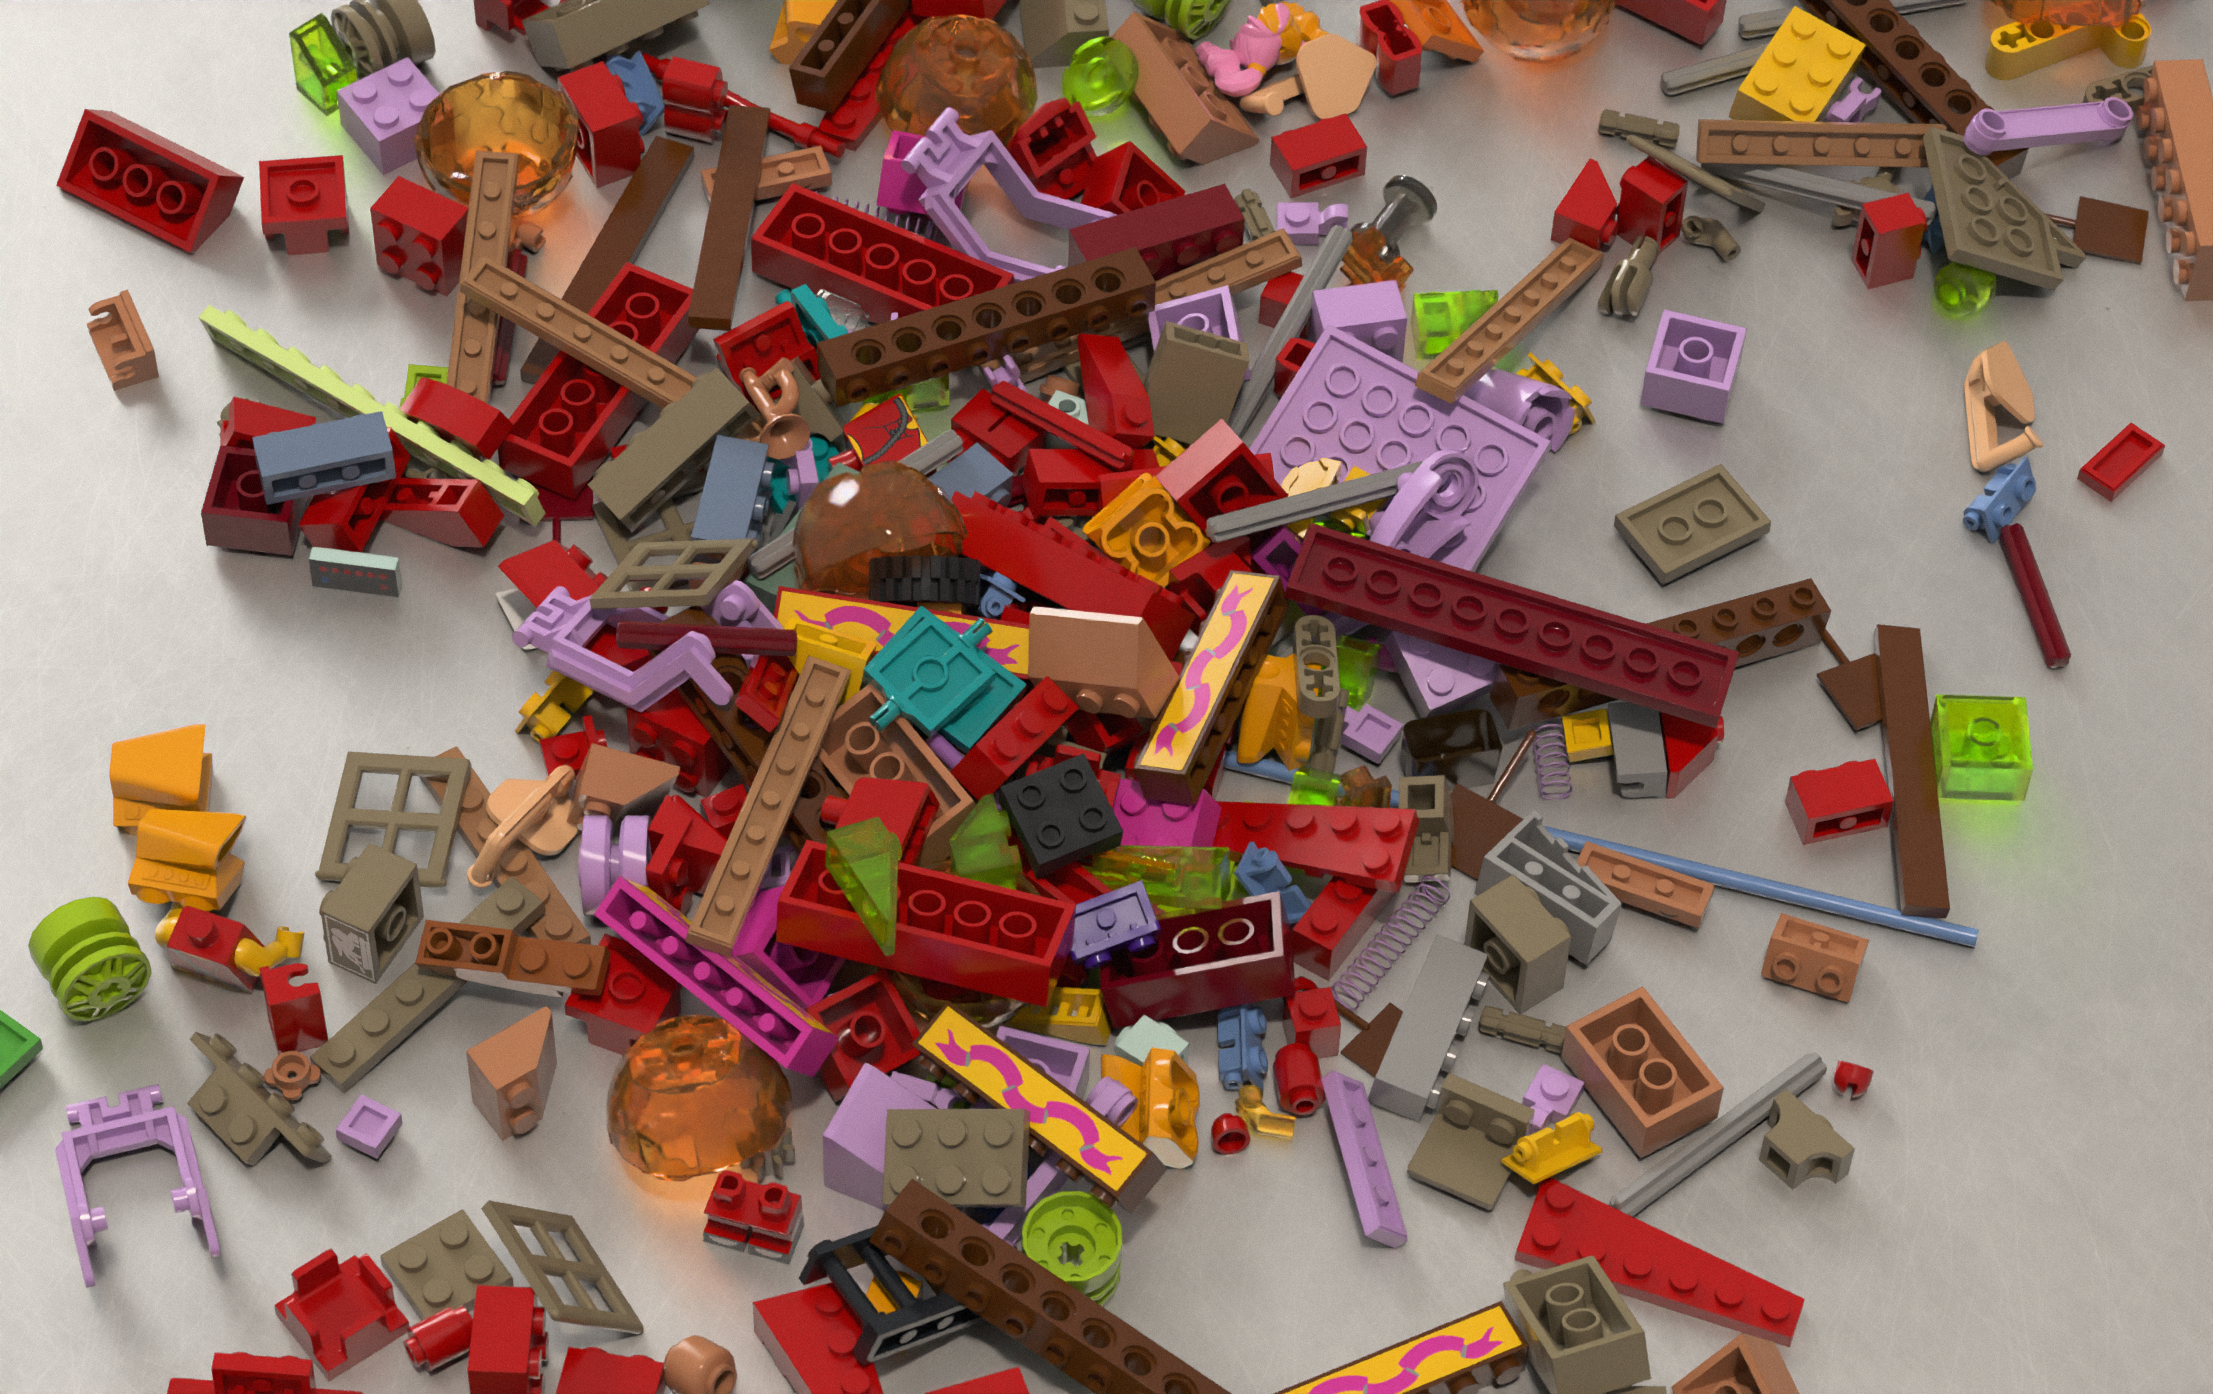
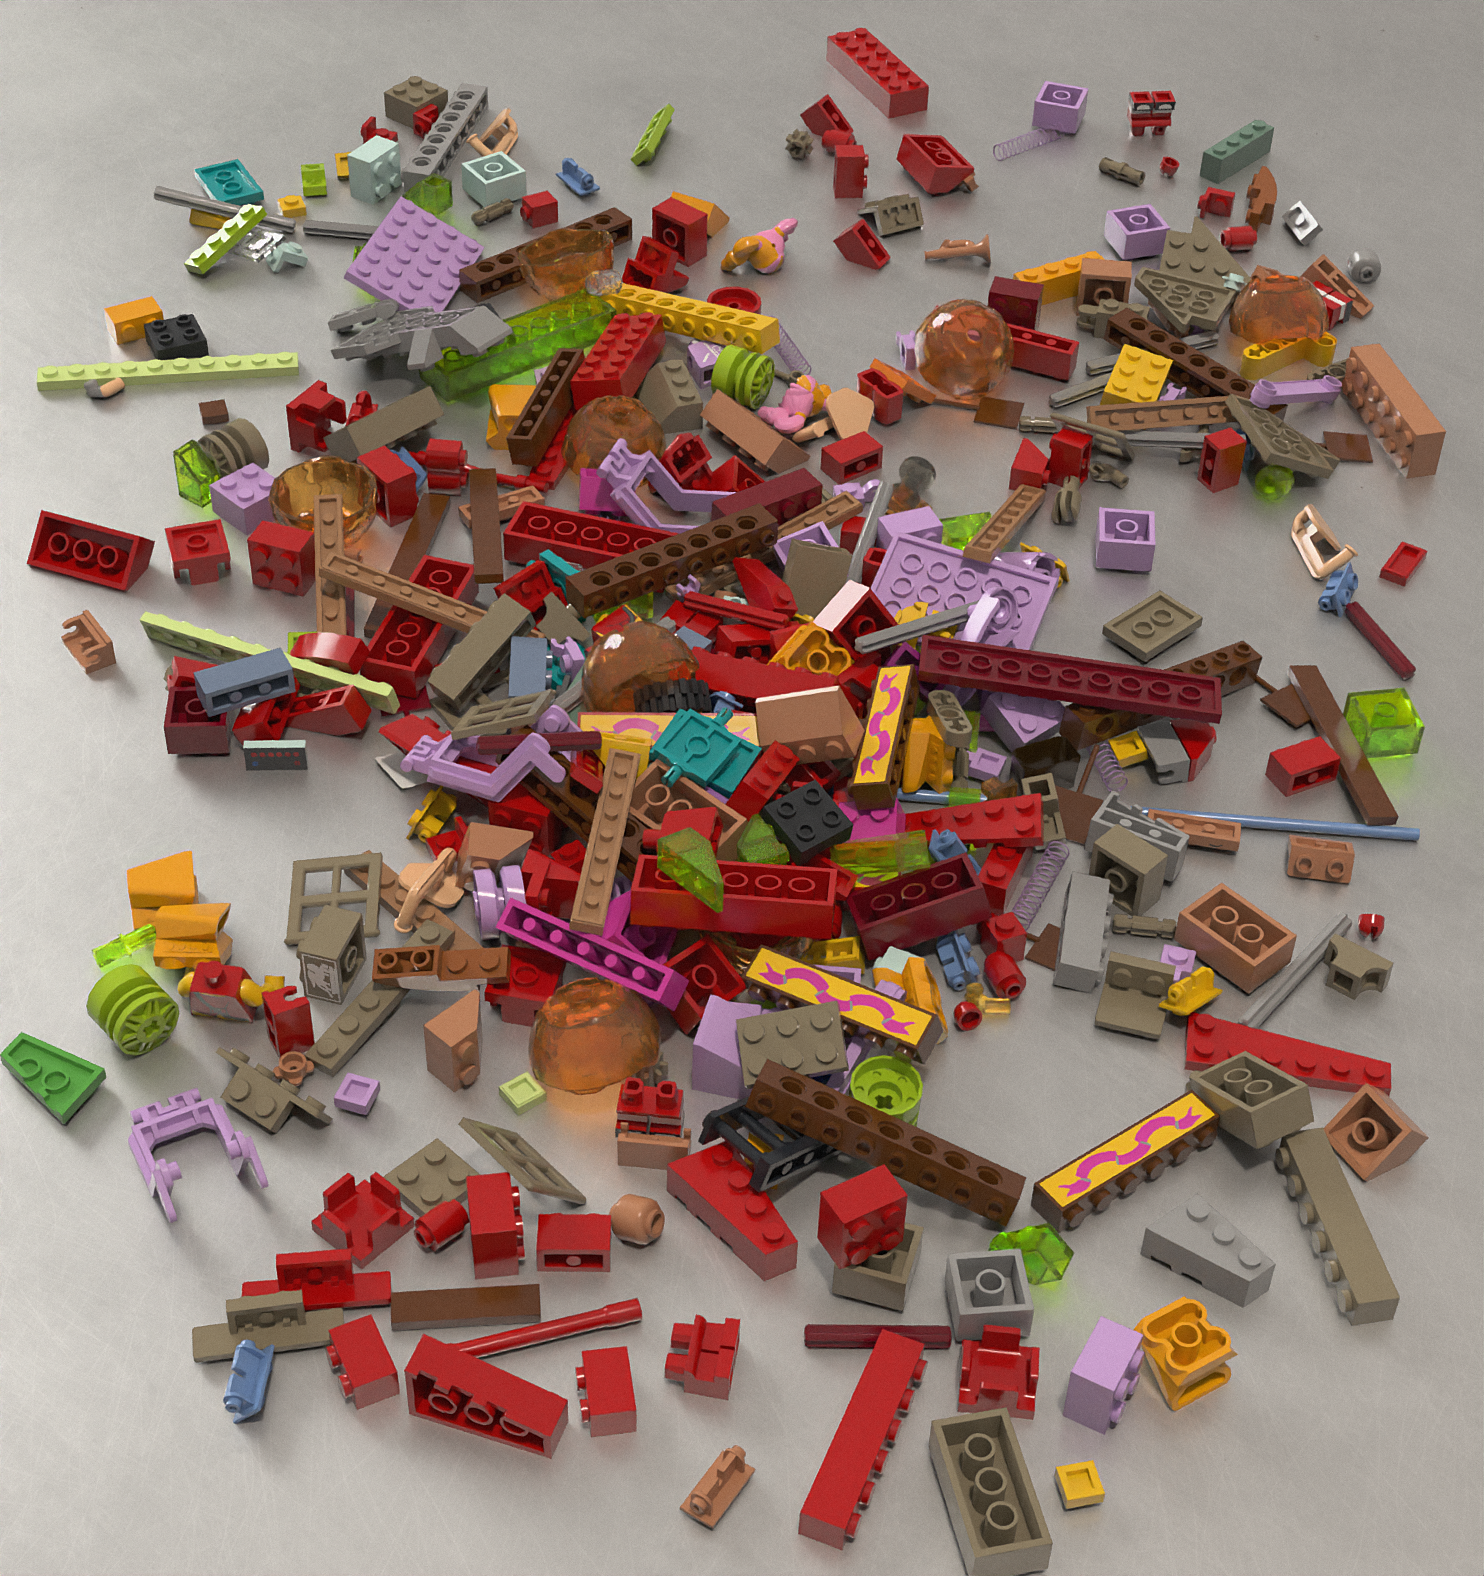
camera: 10 degrees left, 10 degrees down
(95, 851) = (124, 945): none -> clear neon green axle
(592, 1158) = (522, 1093): none -> yellowish green tile
(746, 1270) = (651, 1150): none -> nougat hinge
(784, 430) = (553, 627): nougat piece -> none
(1101, 76) = (708, 423): clear neon green tile -> none
(1113, 923) = (859, 887): bracket -> none
(1364, 1159) = (1065, 1018): lavender tile -> none
(1568, 89) = (992, 411): none -> reddish brown piece

